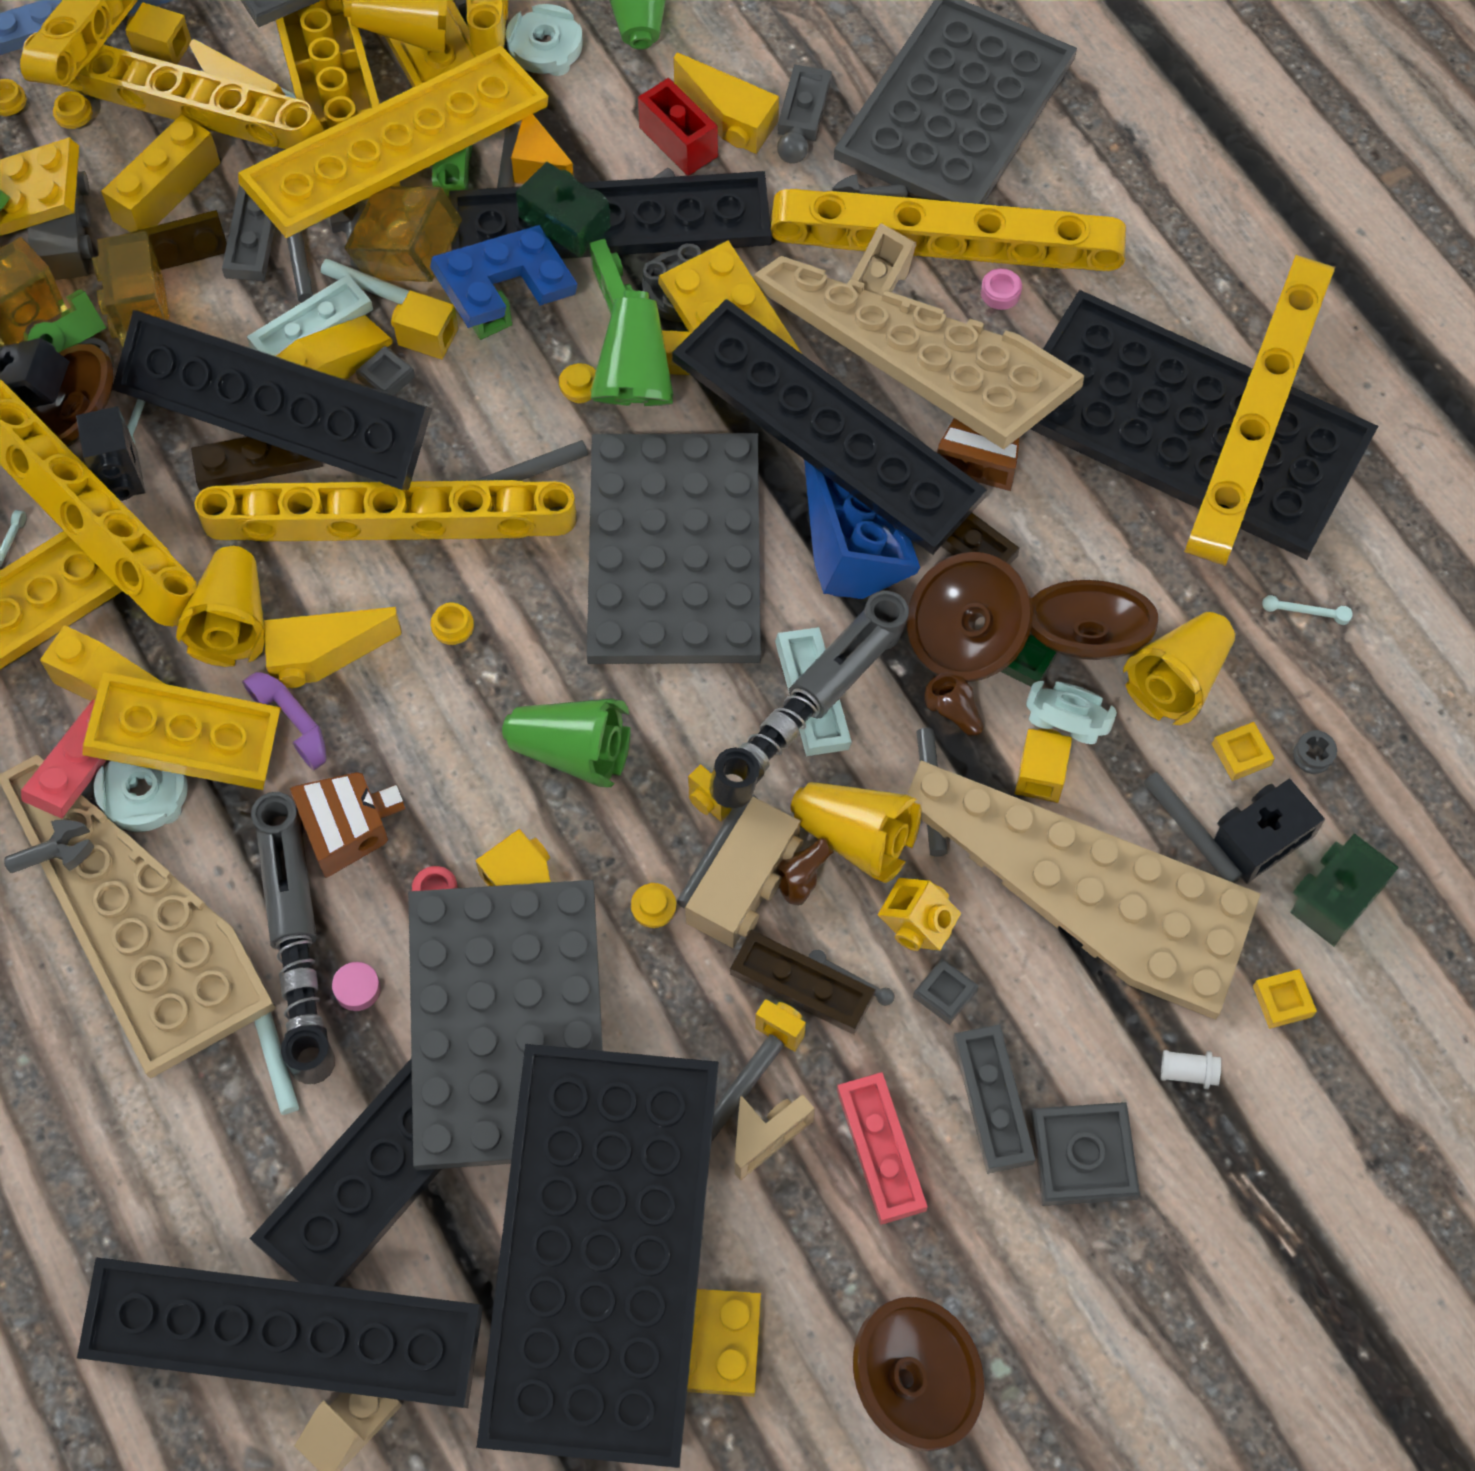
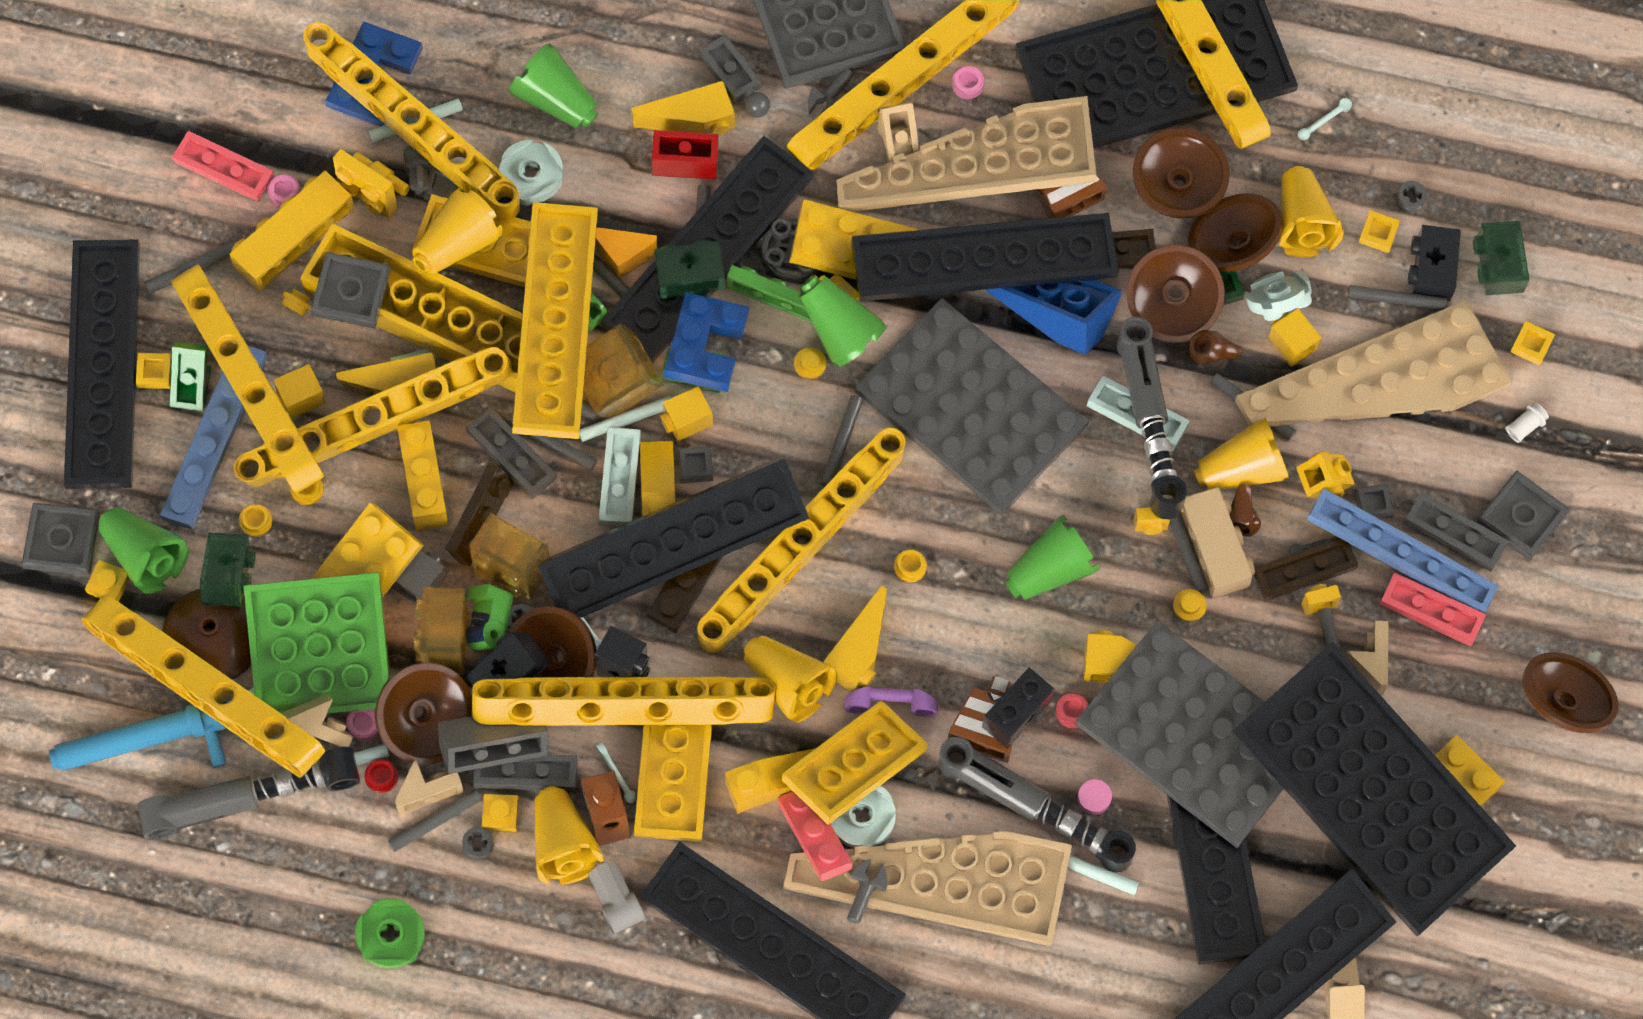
camera: 50 degrees left, 5 degrees up
(363, 822) = (1018, 707): none -> black brick
(911, 1062) = (1401, 551): none -> medium blue plate
(1102, 503) = (1186, 157): none -> reddish brown dish

